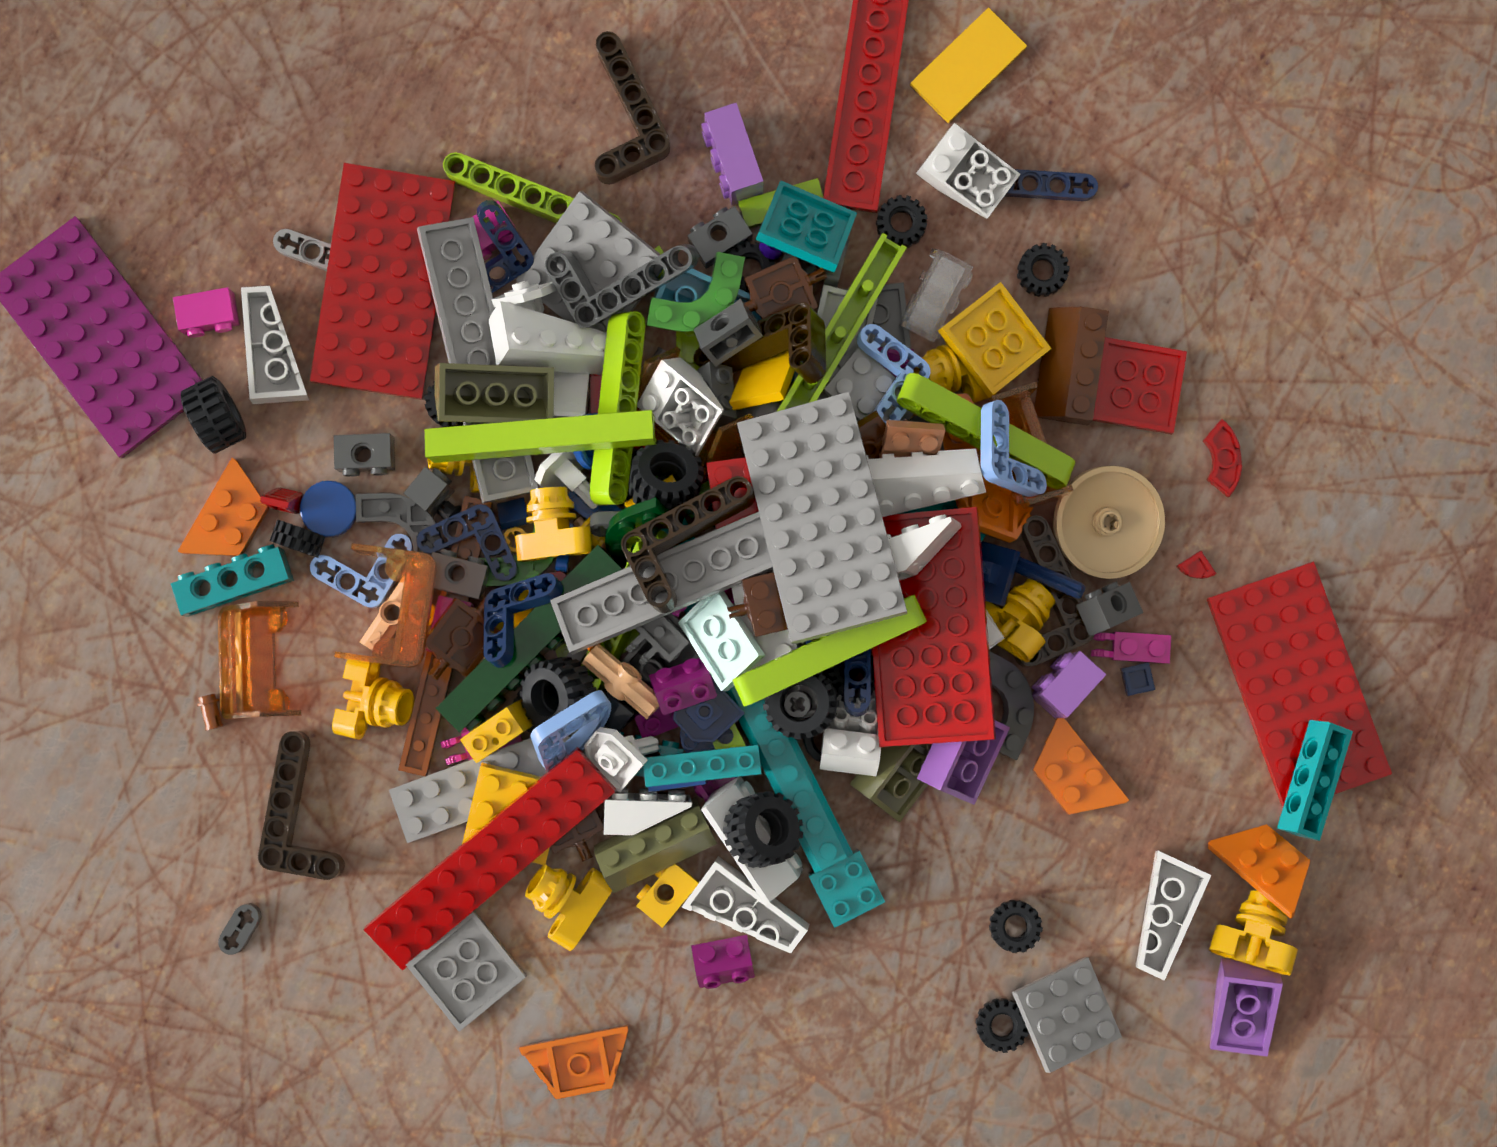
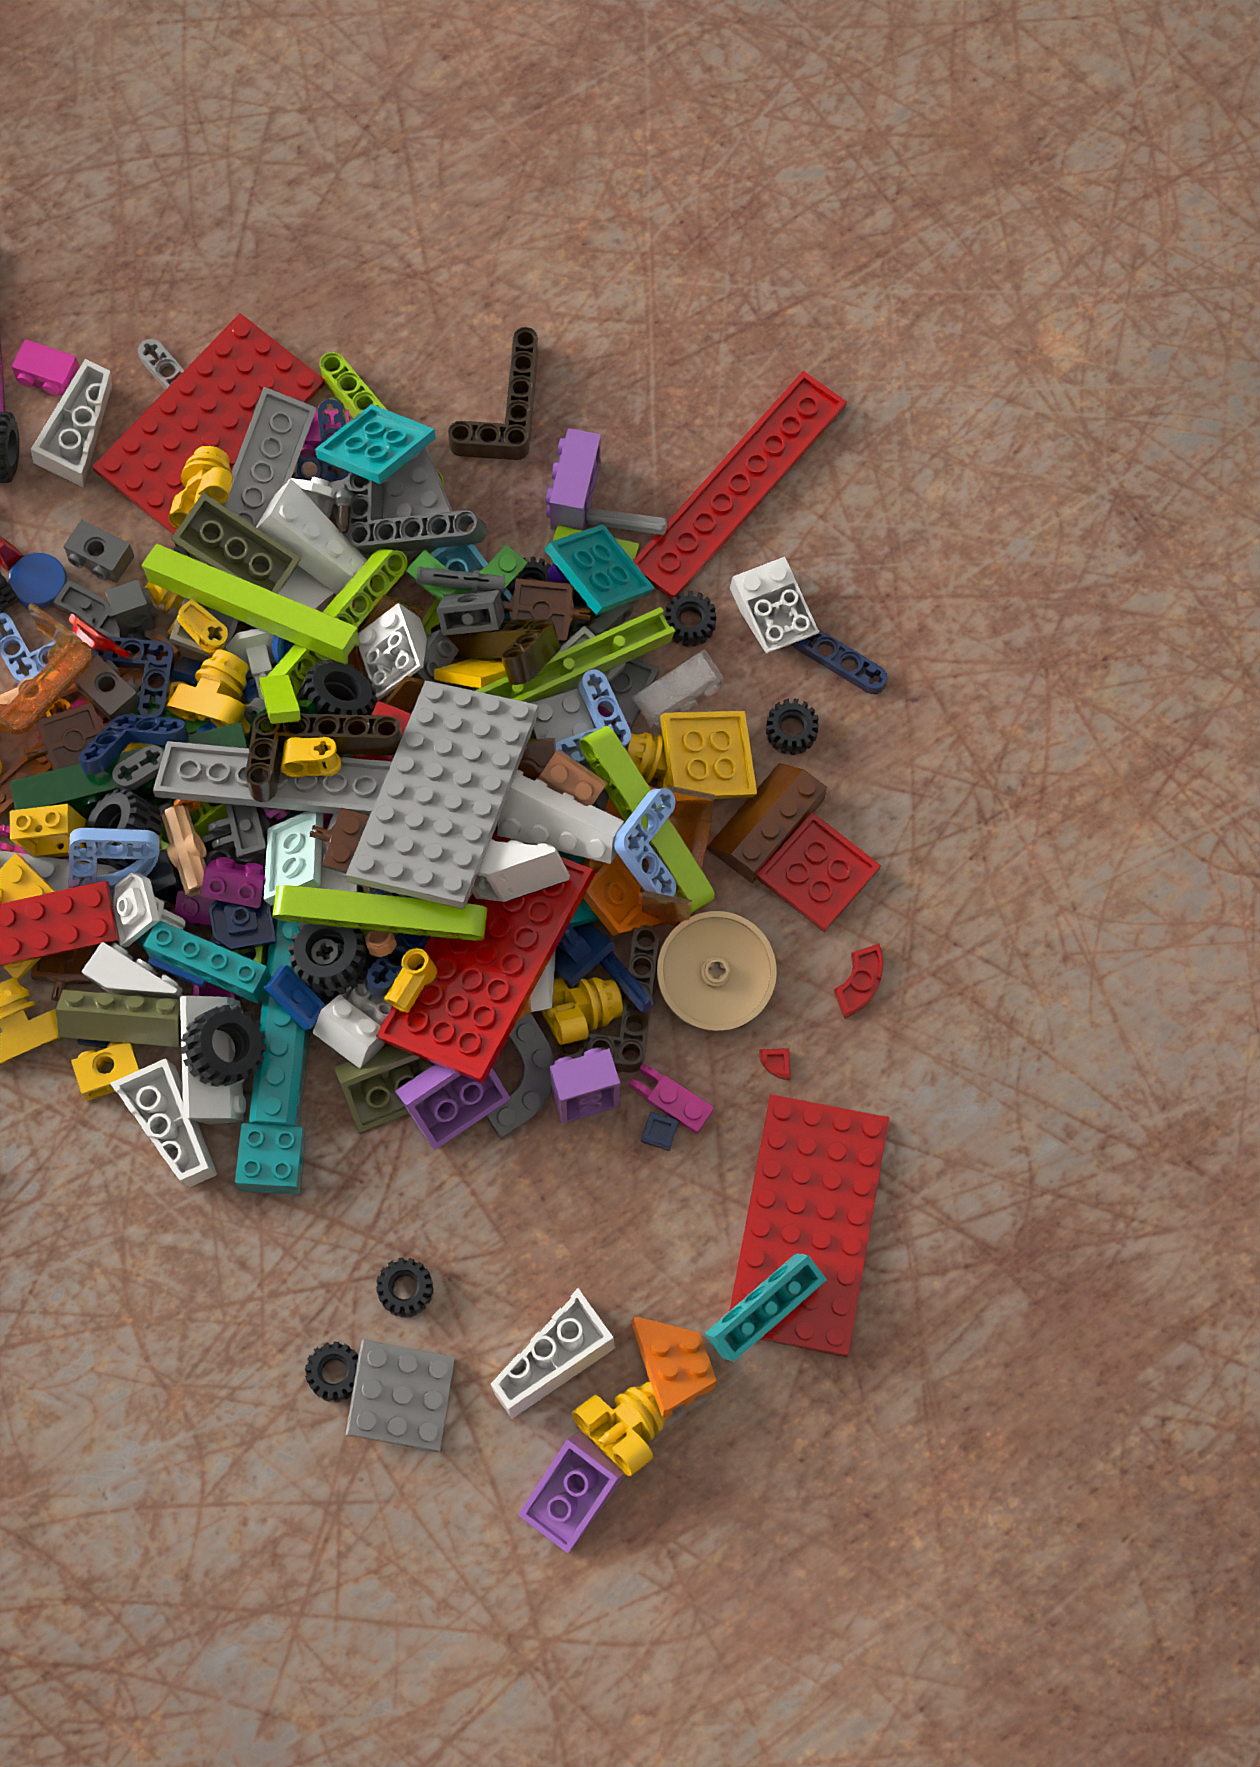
camera: 30 degrees right, 15 degrees down
(421, 540) = (95, 638): none -> red piece
(425, 344) = (204, 472): none -> yellow beam
(504, 477) = (201, 625): none -> yellow piece
(534, 631) = (138, 767): none -> dark grey beam
(551, 225) = (375, 443): none -> teal plate
(556, 292) = (344, 499): none -> piece
(627, 513) = (279, 699): none -> lime tile
(683, 551) = (307, 755): none -> yellow piece
(723, 962) = (116, 1162): magenta bracket -> none
(726, 220) = (534, 532): dark grey brick -> none
(731, 293) = (460, 580): none -> dark grey pin
(793, 753) = (295, 997): none -> blue plate
(798, 163) = (626, 521): none -> light grey axle
(841, 672) = (380, 943): none -> nougat tile
(883, 691) = (411, 981): none -> yellow piece
(968, 65) = (831, 524): yellow tile -> none
(1074, 772) = (548, 1181): orange wing -> none
(1110, 608) = (668, 1045): dark grey brick -> none

